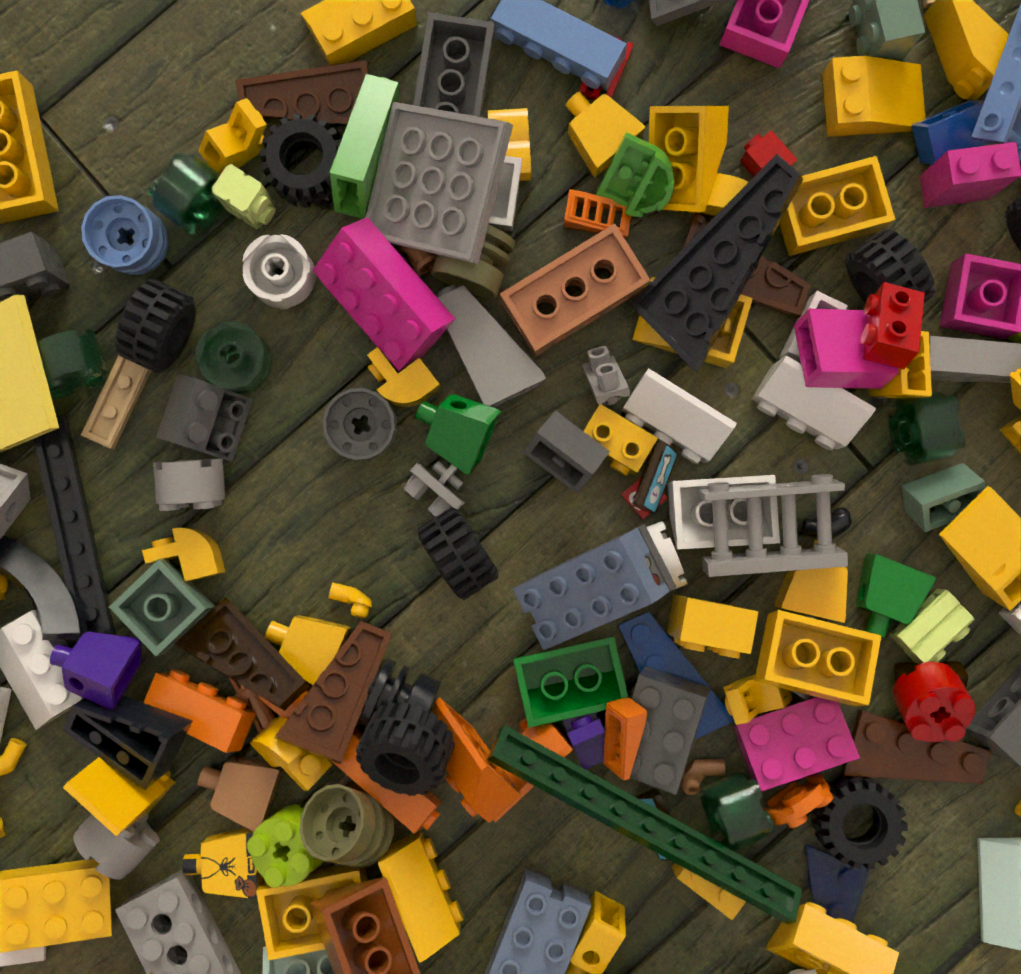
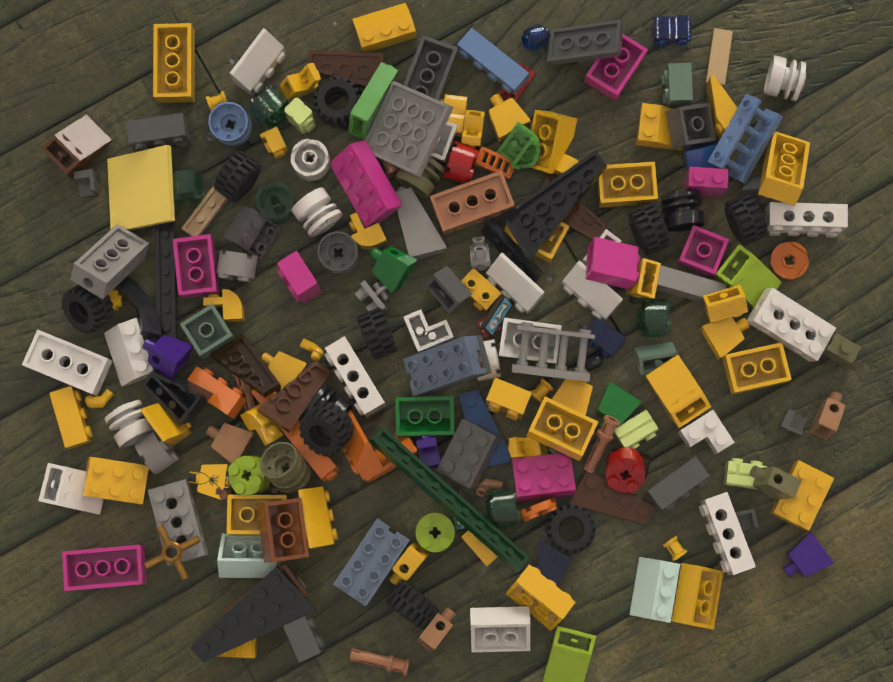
camera: 20 degrees right, 5 degrees down
(49, 796) = (129, 421): none -> white wheel
(86, 201) = (215, 100): none -> yellow bush
(117, 497) = (196, 266): none -> dark pink brick
(150, 118) = (258, 63): none -> white slope
(210, 253) = (274, 142): none -> yellow brick
(300, 483) = (298, 278): none -> dark pink brick
(301, 356) = (315, 210): none -> white wheel
(459, 684) = (342, 350): none -> white brick
(540, 224) = (459, 162): none -> red brick
(543, 541) = (424, 336): none -> white brick
(548, 161) = (473, 128): none -> yellow brick
(623, 733) = (446, 448): orange slope -> none
(633, 894) = (427, 540): none -> lime brick
(648, 353) = (509, 248): none -> black tile
(757, 591) = (541, 390): none -> yellow bush
(762, 150) = (599, 145): red brick -> none
(860, 478) = (606, 338): none -> clear blue brick
(892, 636) = (604, 435): none -> nougat pin
(893, 325) = (637, 255): red brick -> none
(924, 80) = (691, 125): none -> dark grey brick
(939, 230) = (682, 206): none -> black wheel

